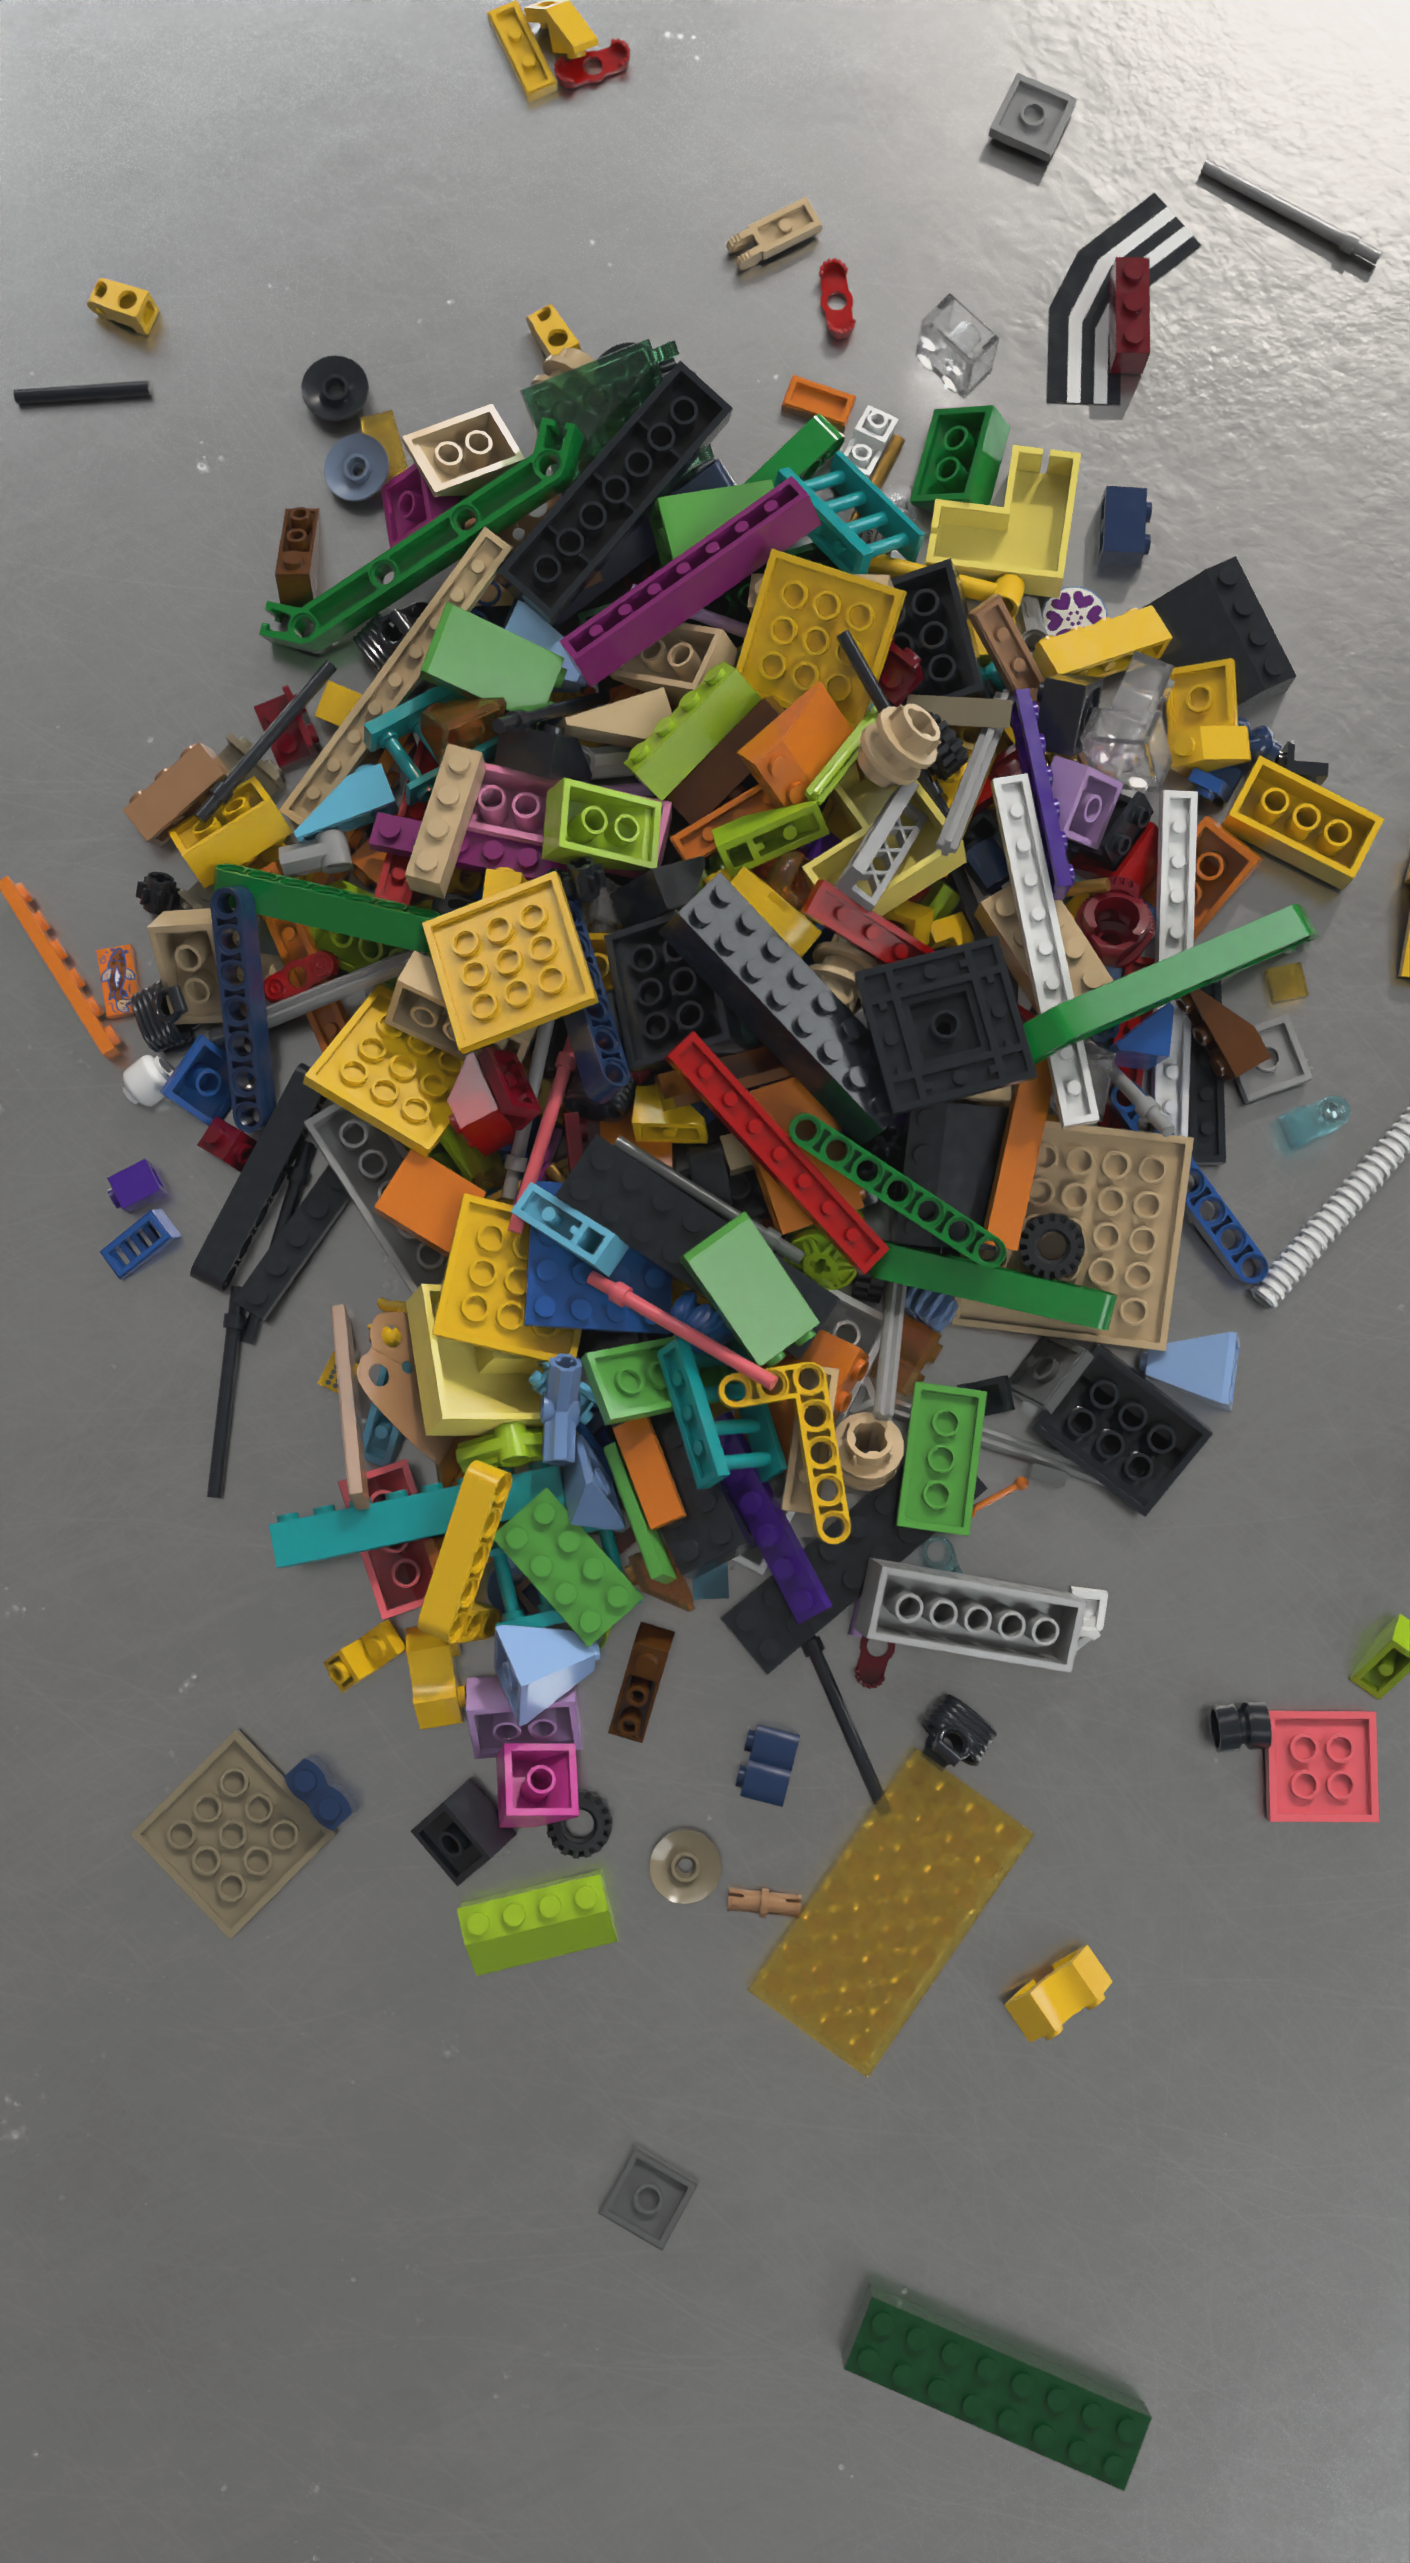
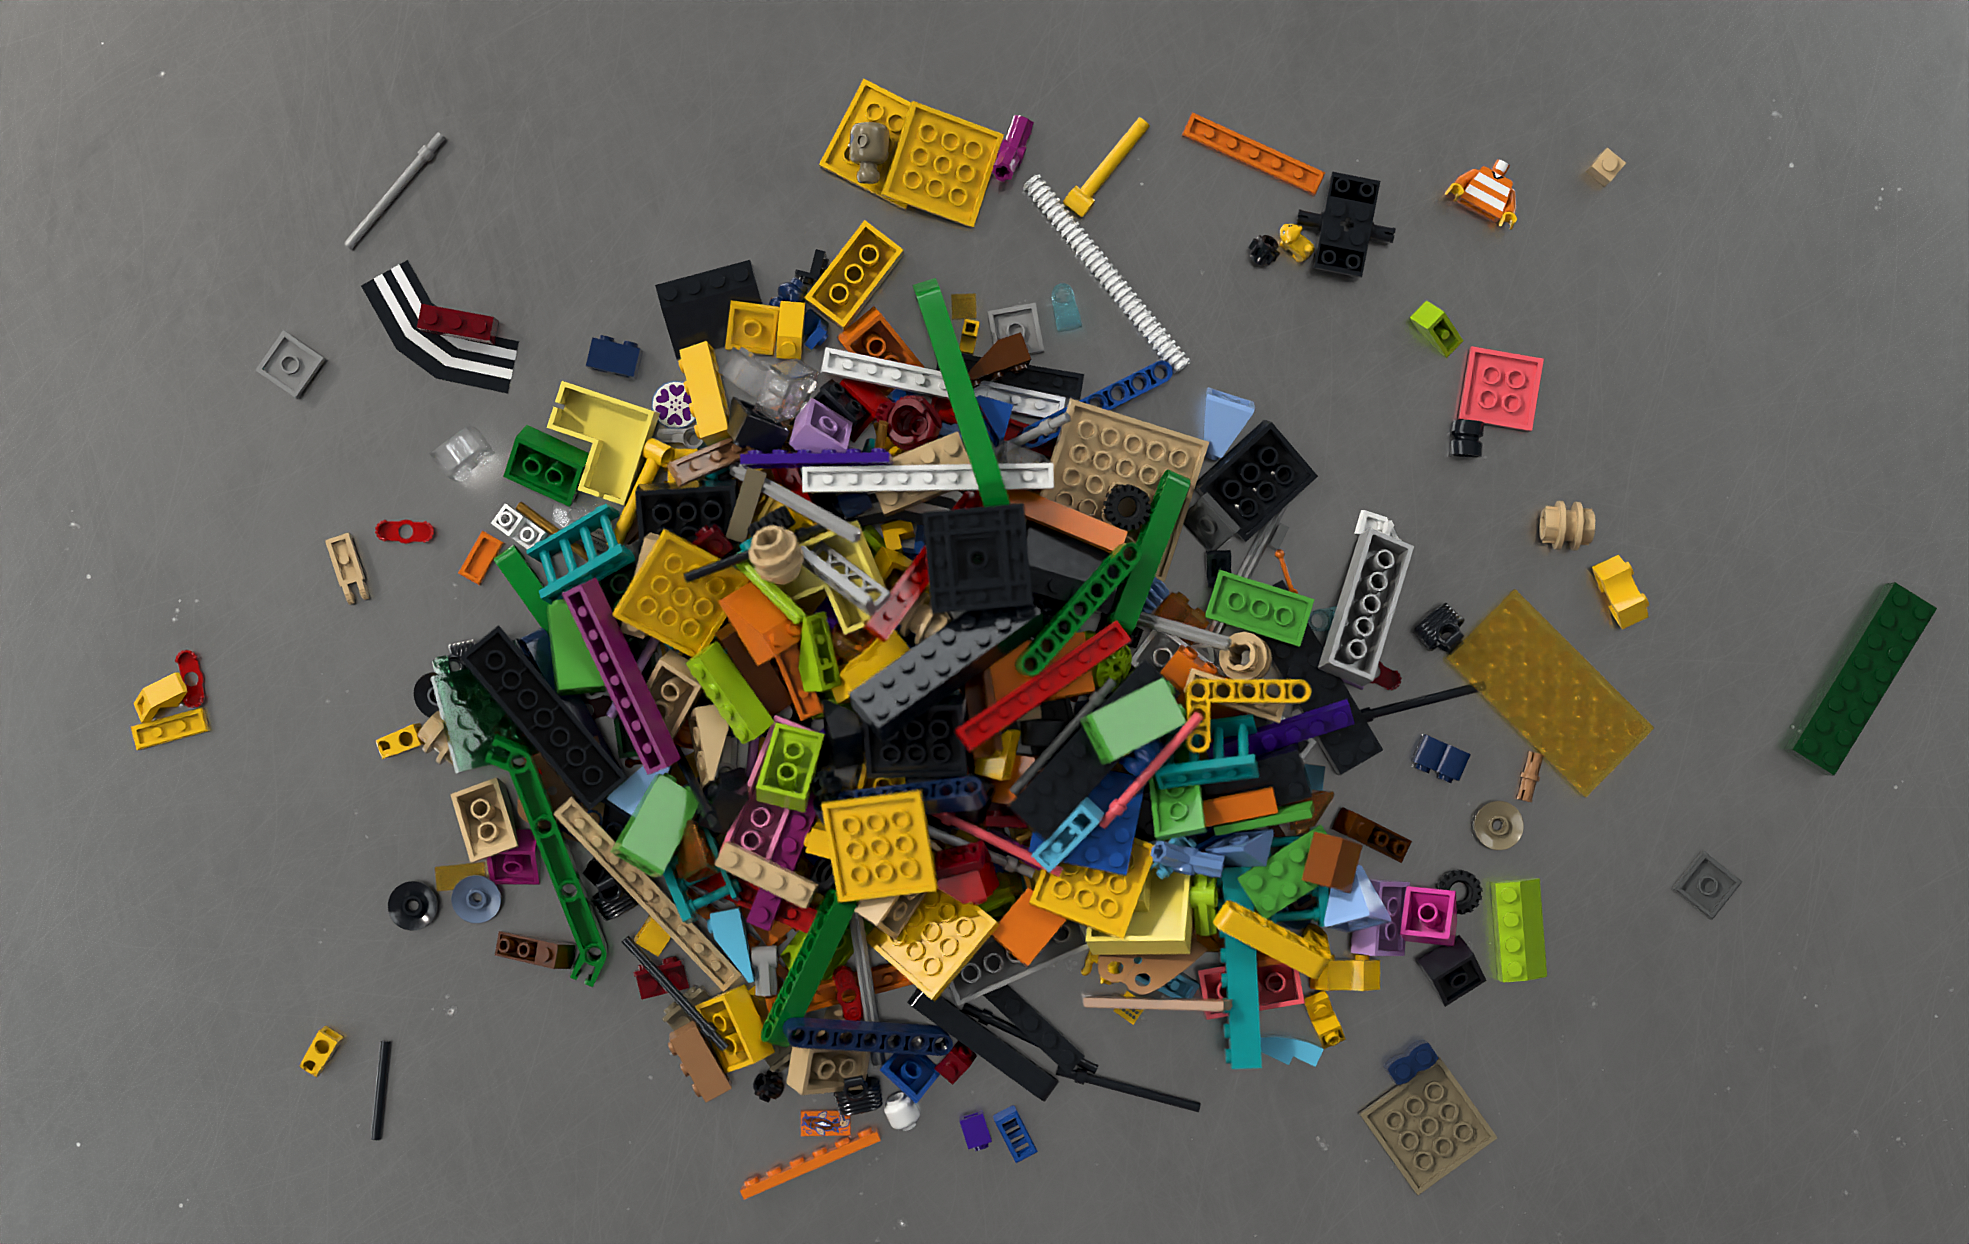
camera: 85 degrees left, 5 degrees up
(317, 1606) = (1285, 1047): none -> medium azure slope
(591, 1621) = (1332, 862): none -> dark orange slope
(1142, 1897) = (1571, 526): none -> tan piece
(1253, 996) = (969, 336): none -> yellow piece

